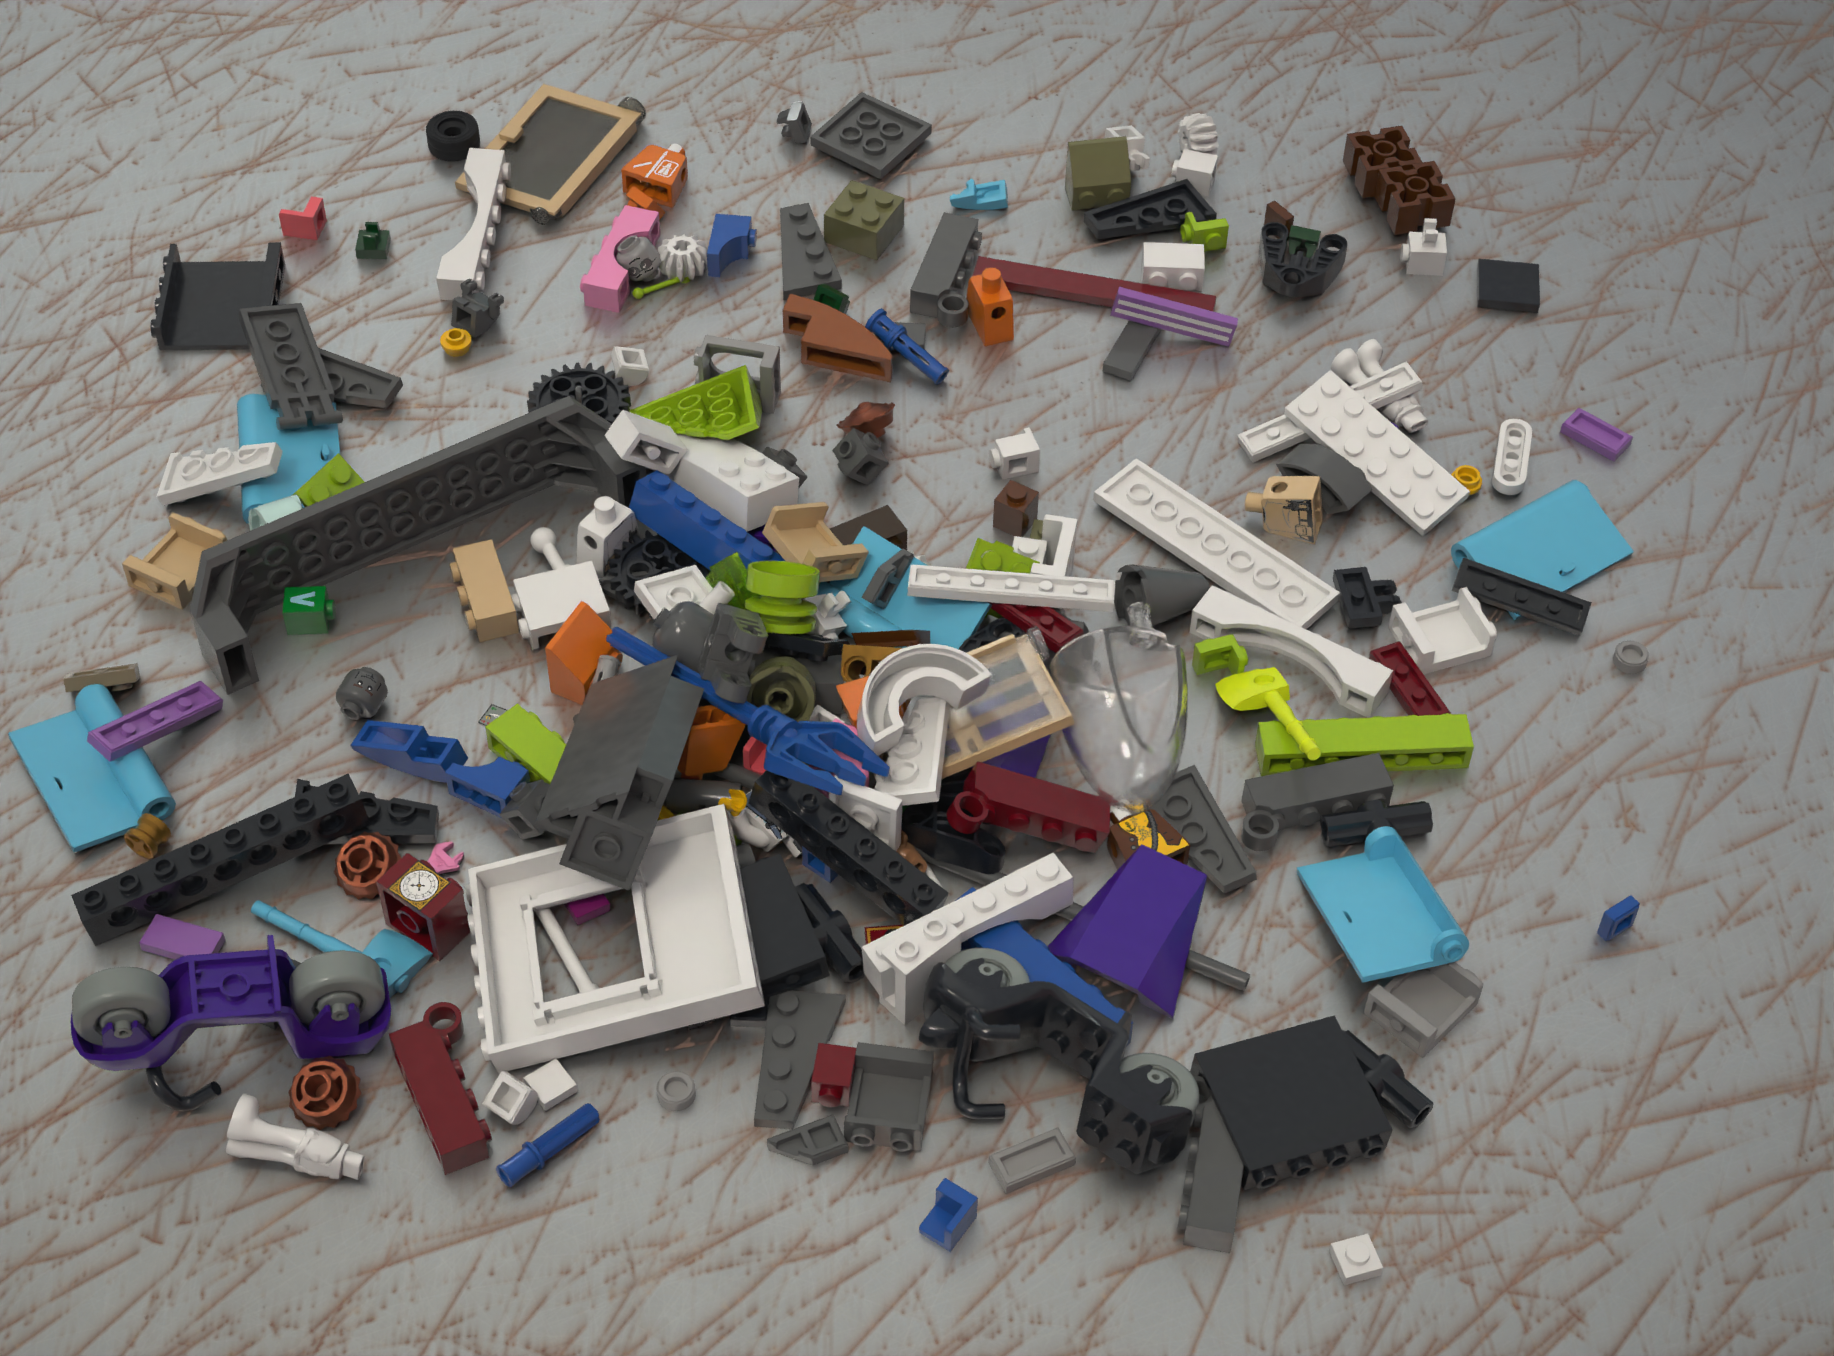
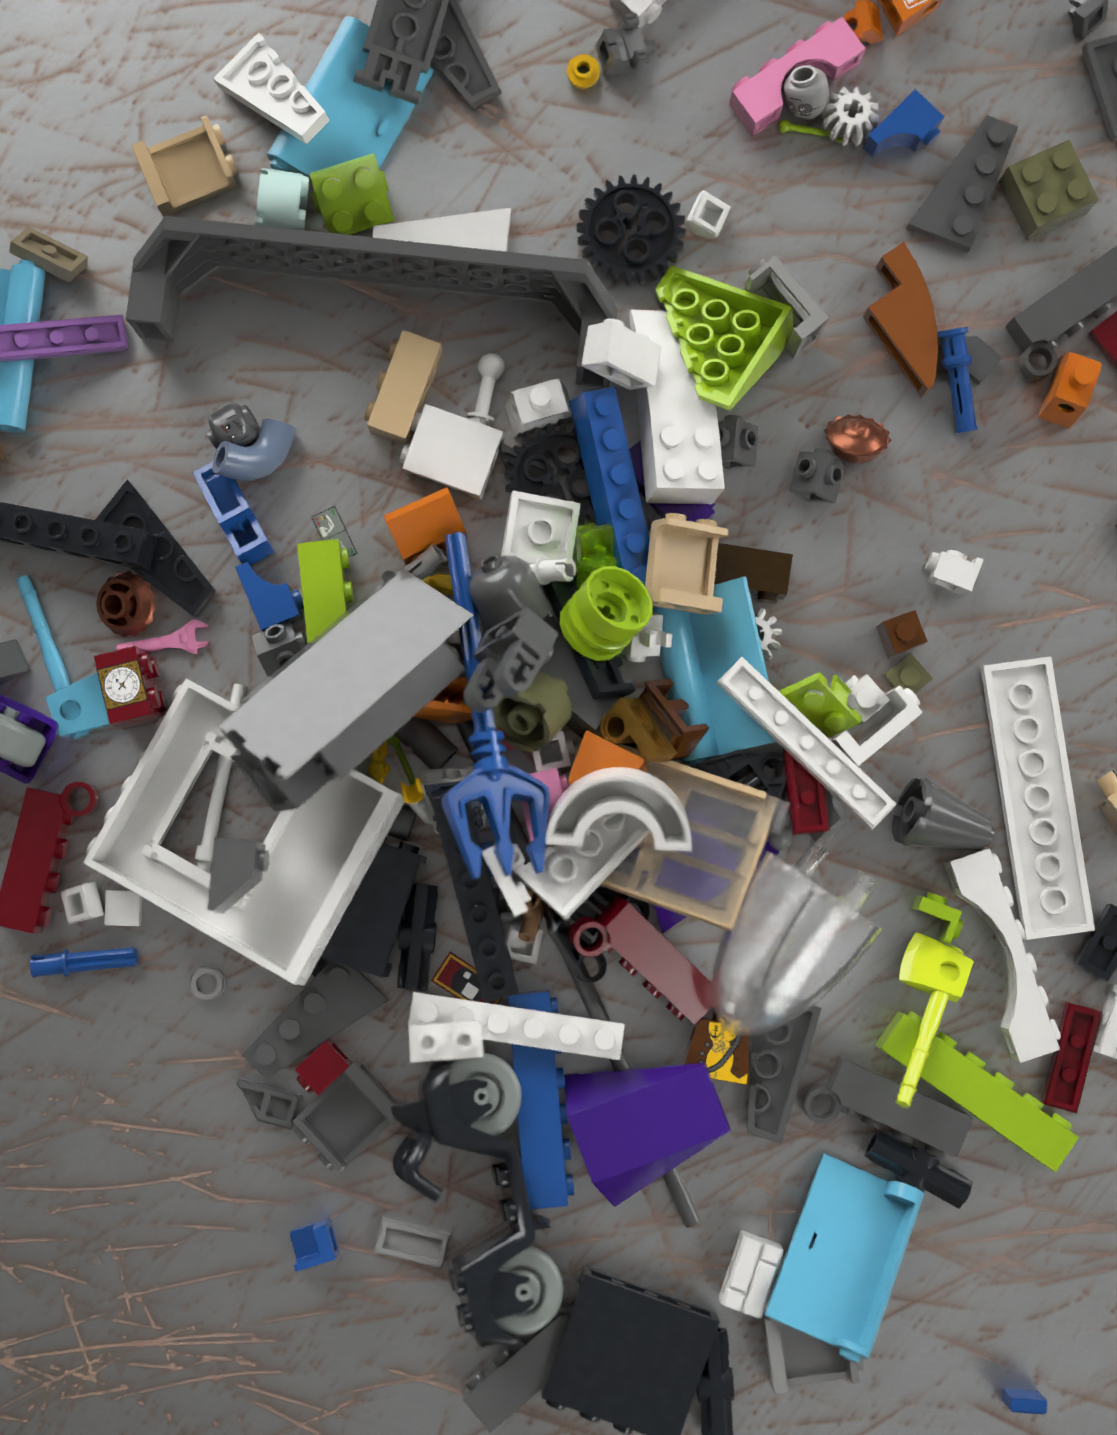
camera: 35 degrees right, 35 degrees up
(307, 610) = (251, 302): green brick -> none
(400, 698) = (260, 458): none -> sand blue cylinder
(633, 940) = (235, 871): none -> dark grey slope
(832, 298) = (937, 271): dark green tile -> none
(887, 579) = (720, 645): dark grey tile -> none
(1326, 978) = (751, 1274): none -> white brick

